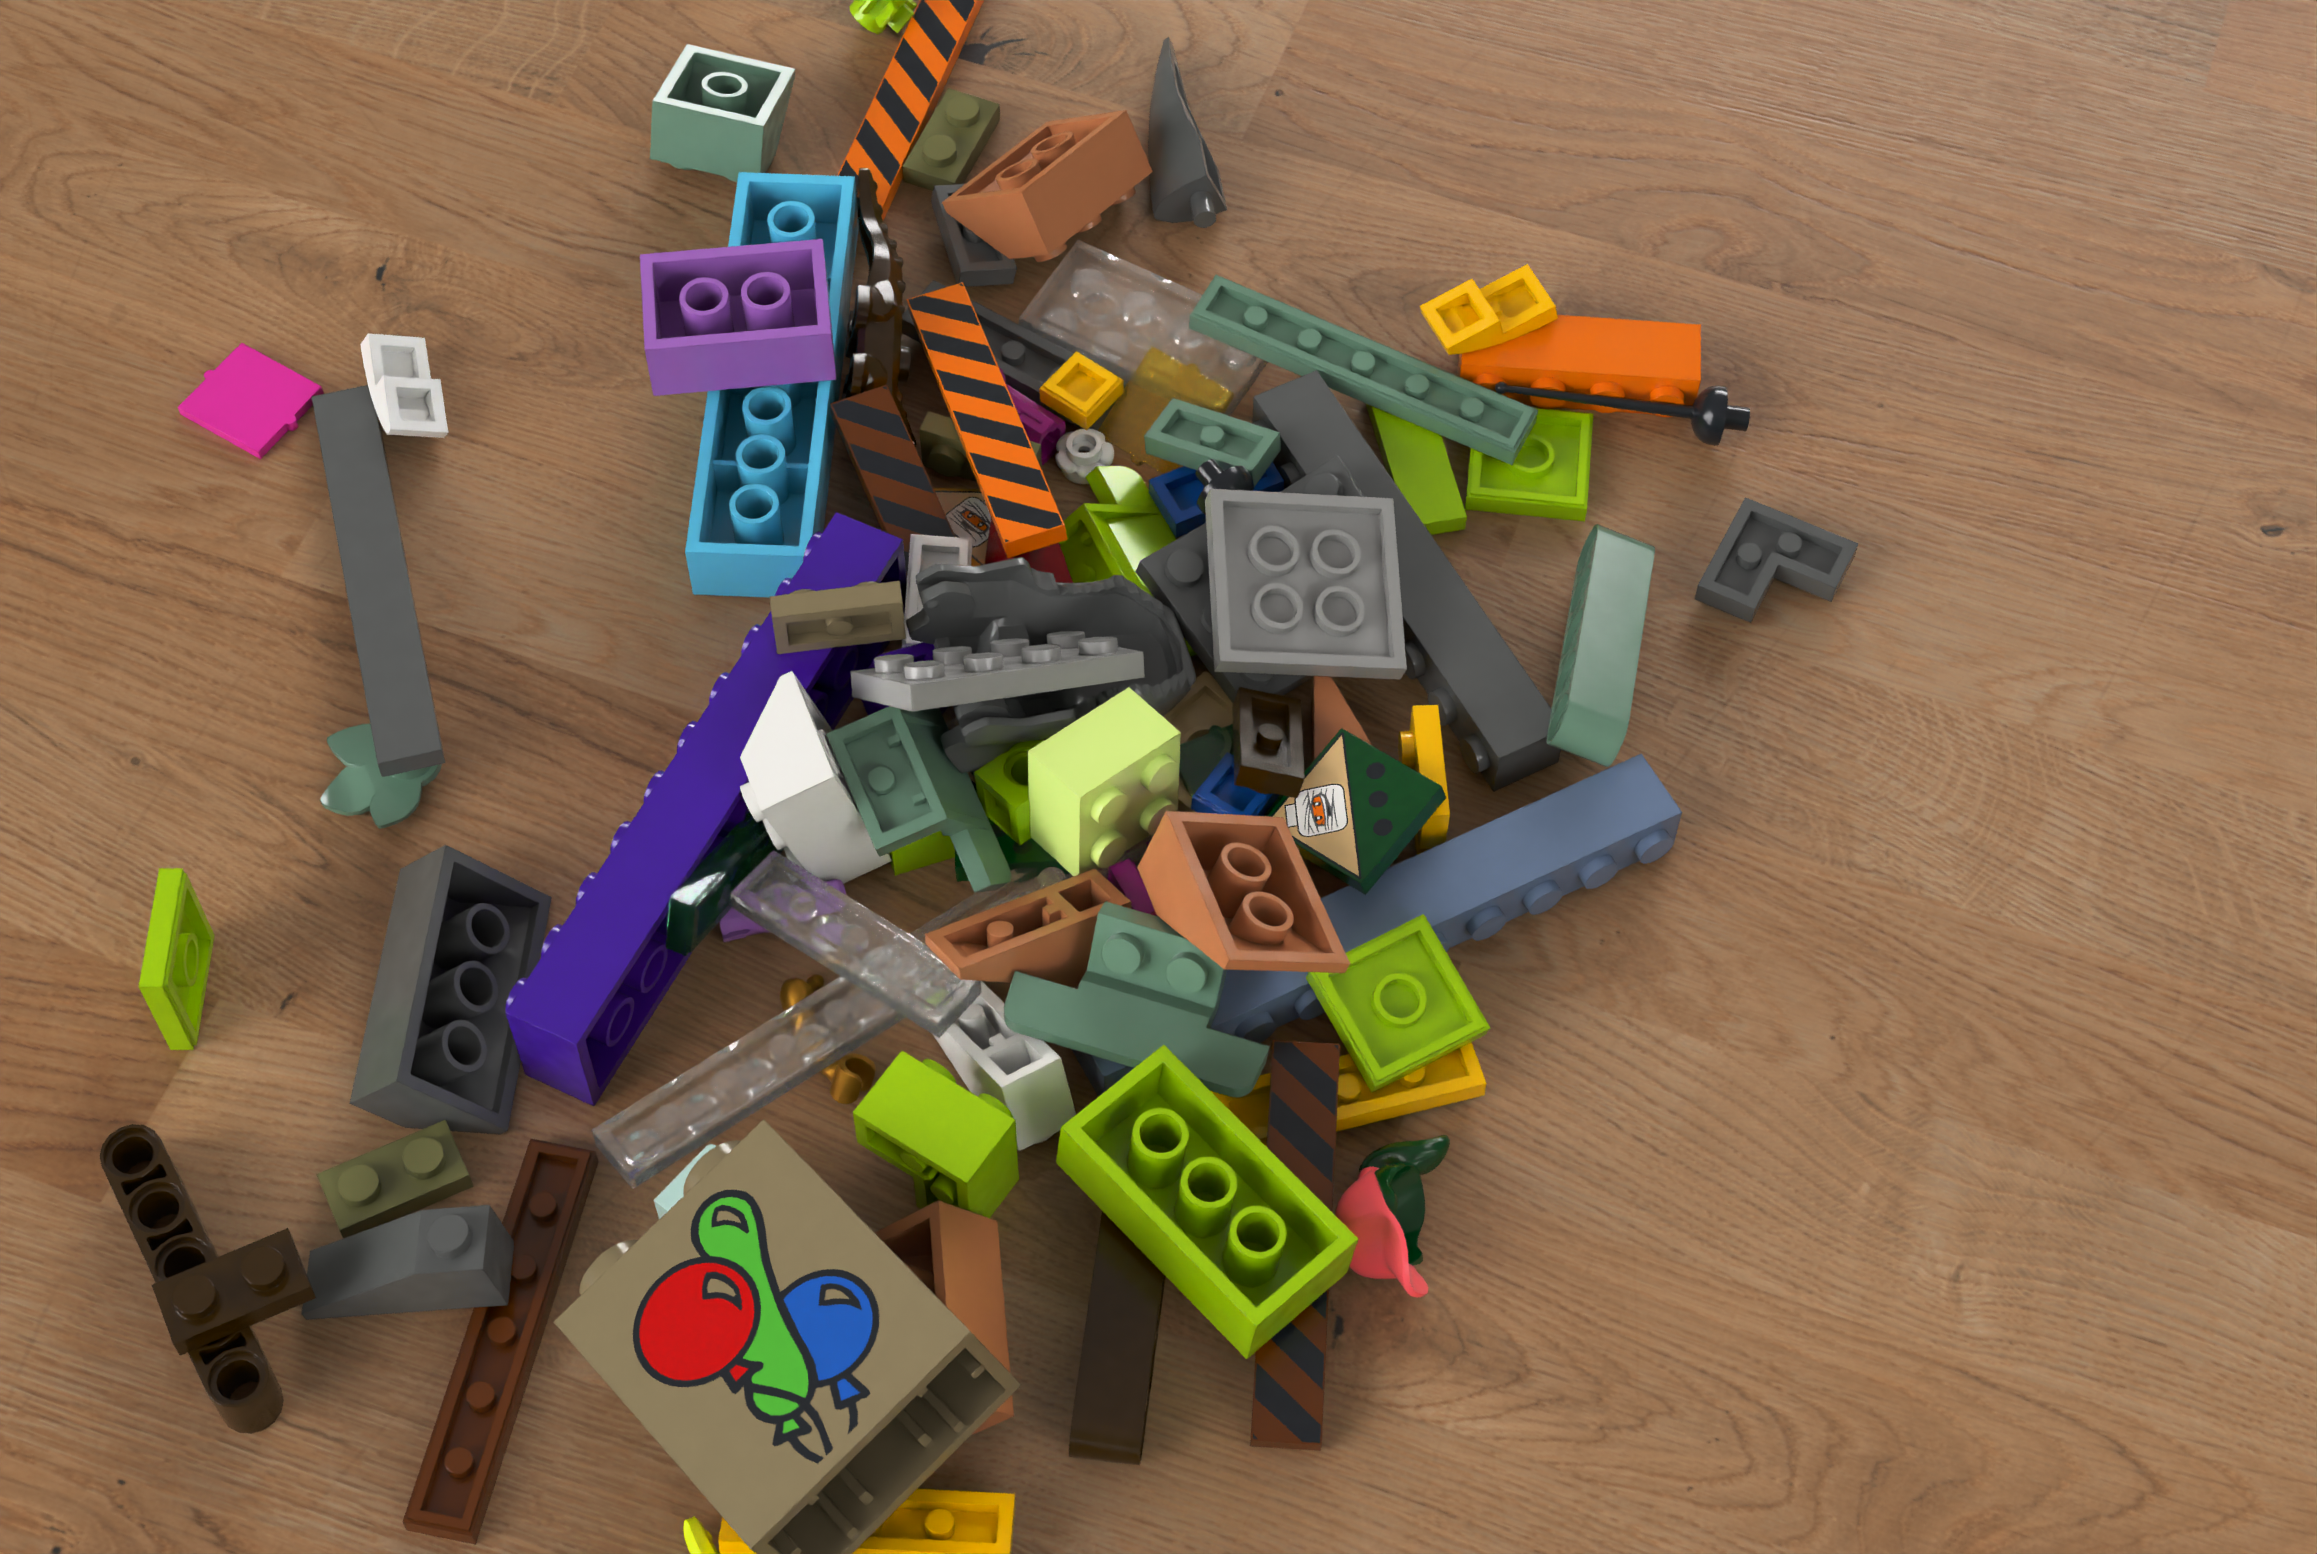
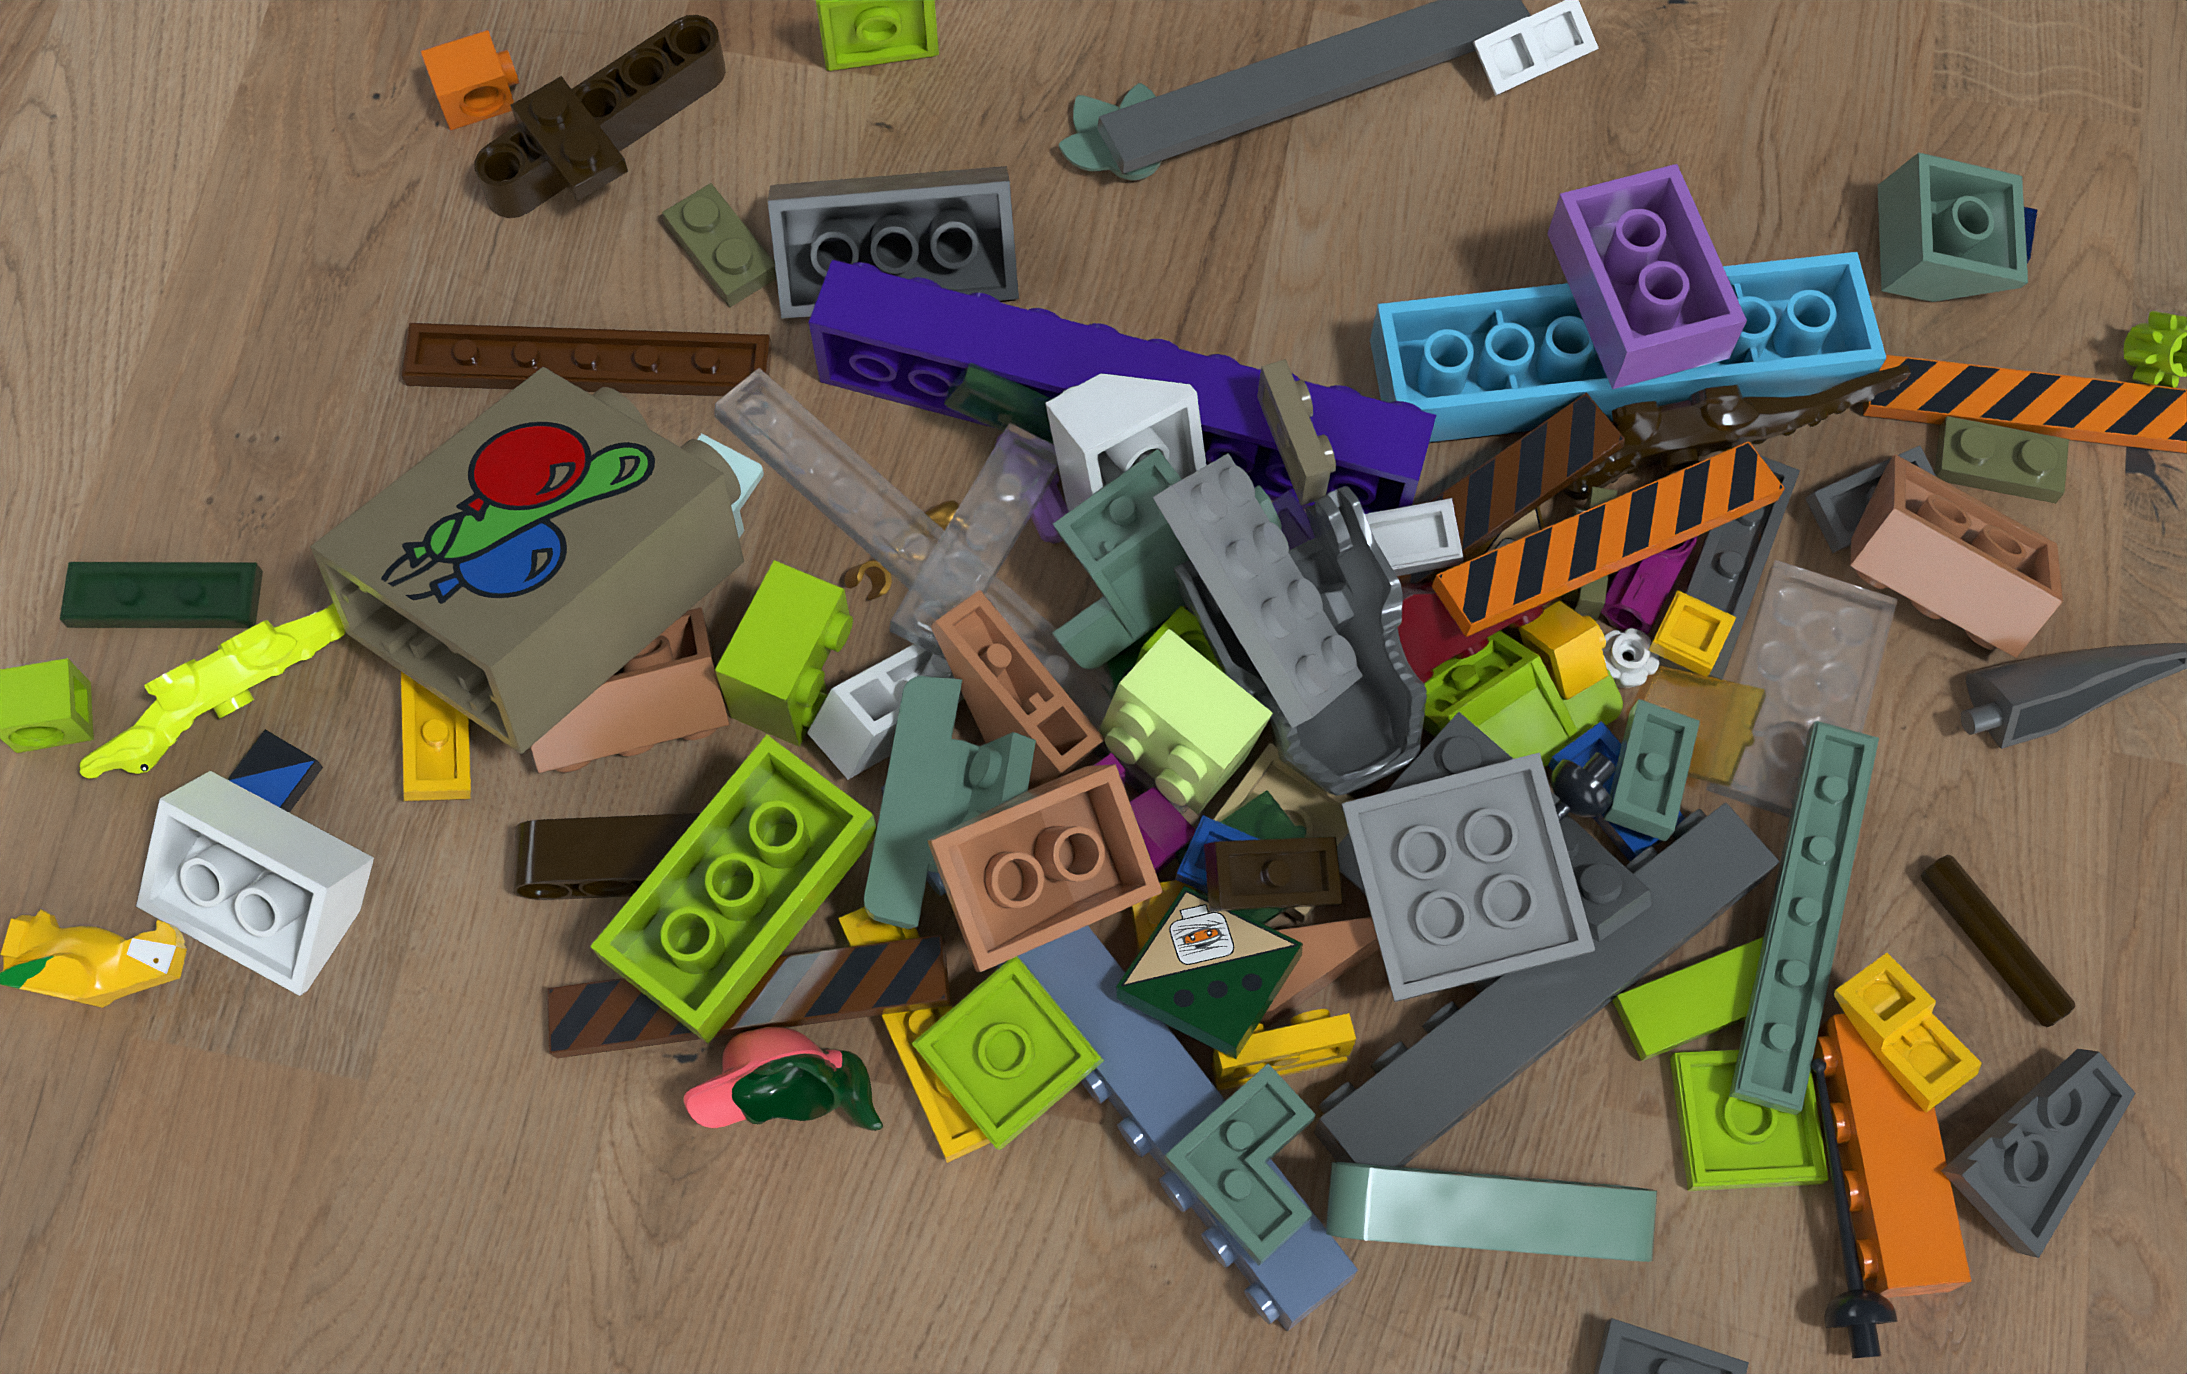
camera: 80 degrees right, 10 degrees up
(88, 1420) = (471, 79): none -> orange brick
(414, 1266) = (625, 275): dark grey slope -> none
(1078, 480) = (1568, 647): none -> yellow plate
(1400, 252) = (1998, 941): none -> dark brown axle
(1536, 825) = (1229, 1169): none -> sand green plate
(1590, 259) = (2042, 1150): none -> dark grey wing

